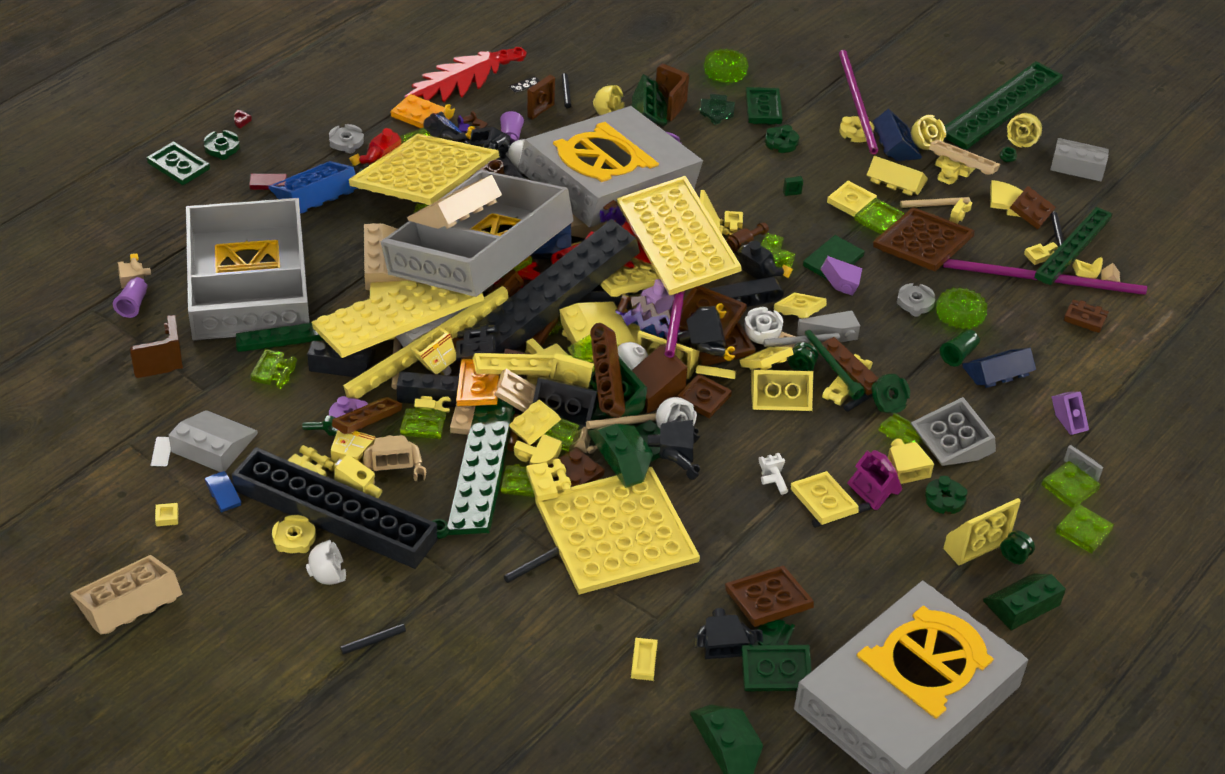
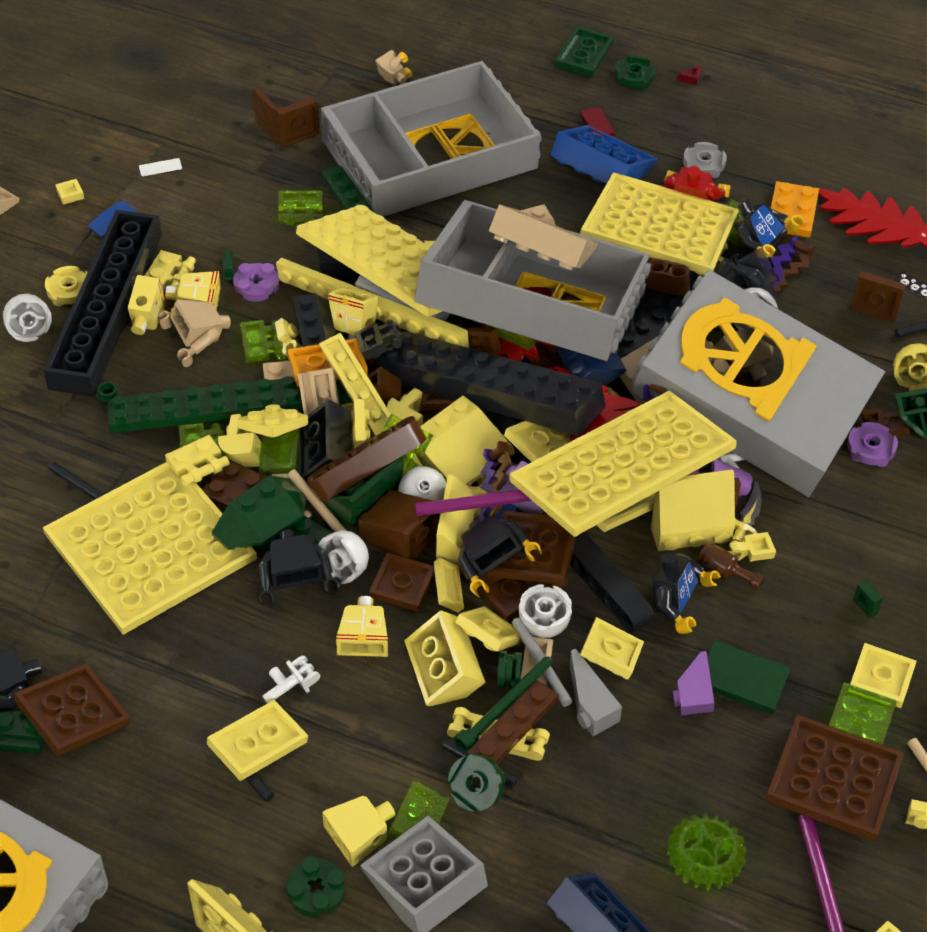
camera: 75 degrees right, 5 degrees up
(130, 299) = (359, 78): medium lavender plant -> none
(210, 440) = (182, 191): light grey slope -> none
(366, 415) = (244, 287): reddish brown plate -> none
(511, 125) = (801, 288): medium lavender plant -> none
(741, 424) = (362, 630): none -> light yellow torso
(774, 243) = (719, 601): clear neon green plate -> none
(875, 479) = (305, 793): magenta piece -> none
(909, 300) = (698, 776): light grey plate -> none
(959, 348) = (617, 860): dark green plant -> none

